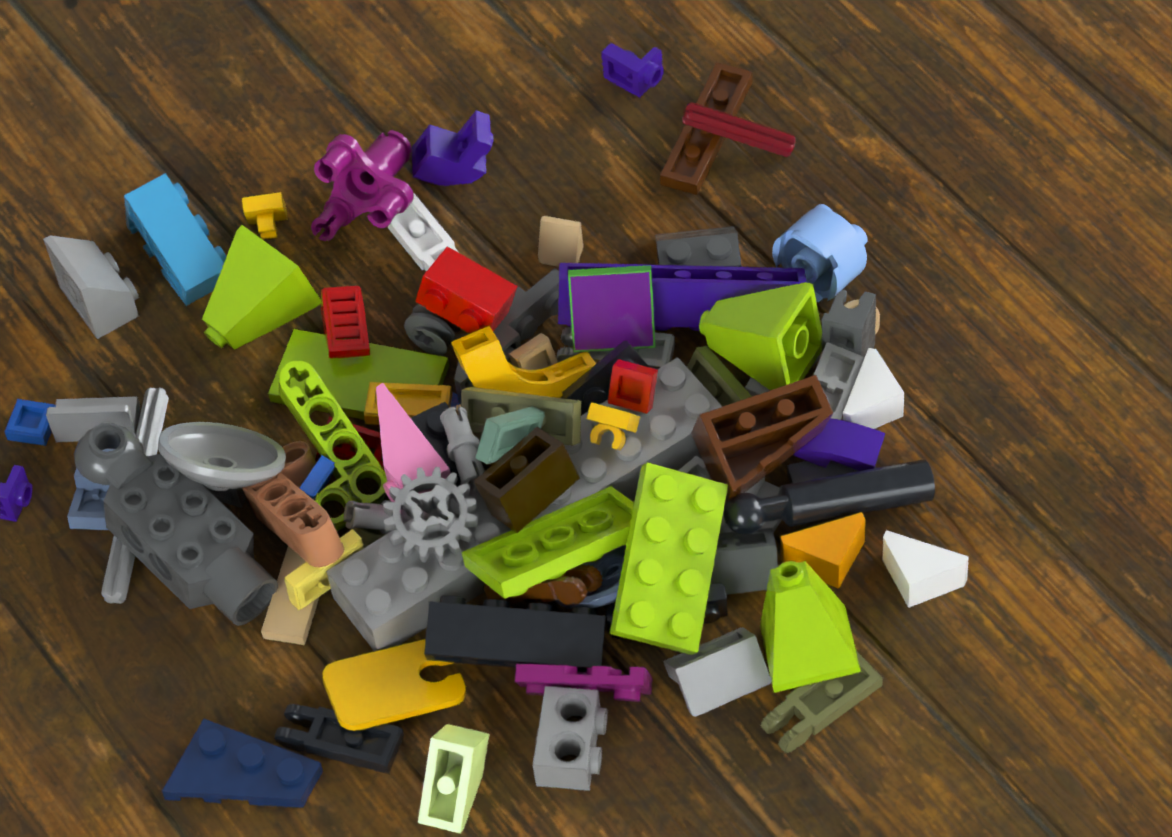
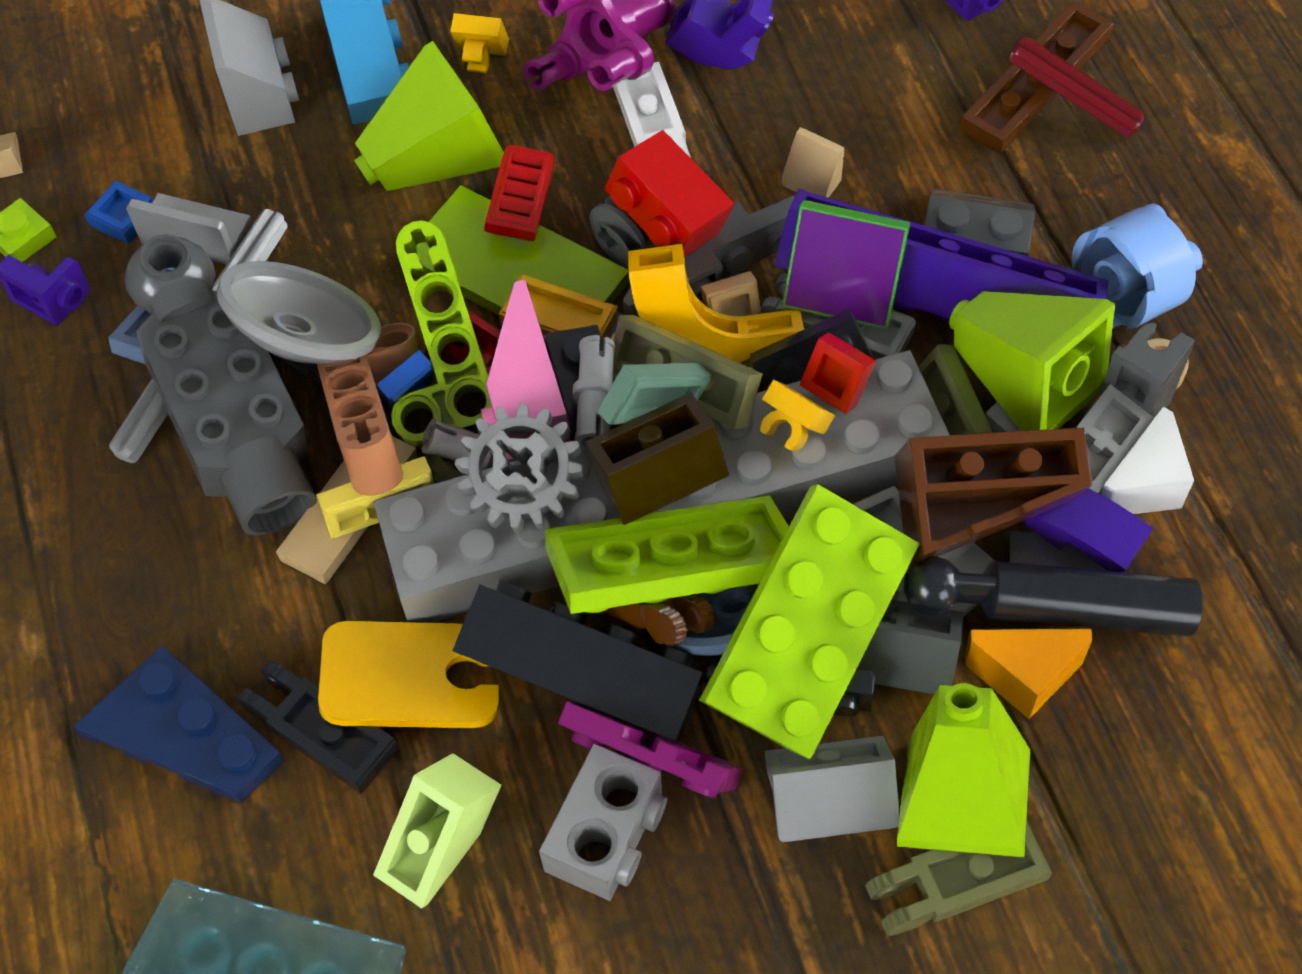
camera: 15 degrees right, 5 degrees up
(922, 569) = (1150, 731): white slope -> none

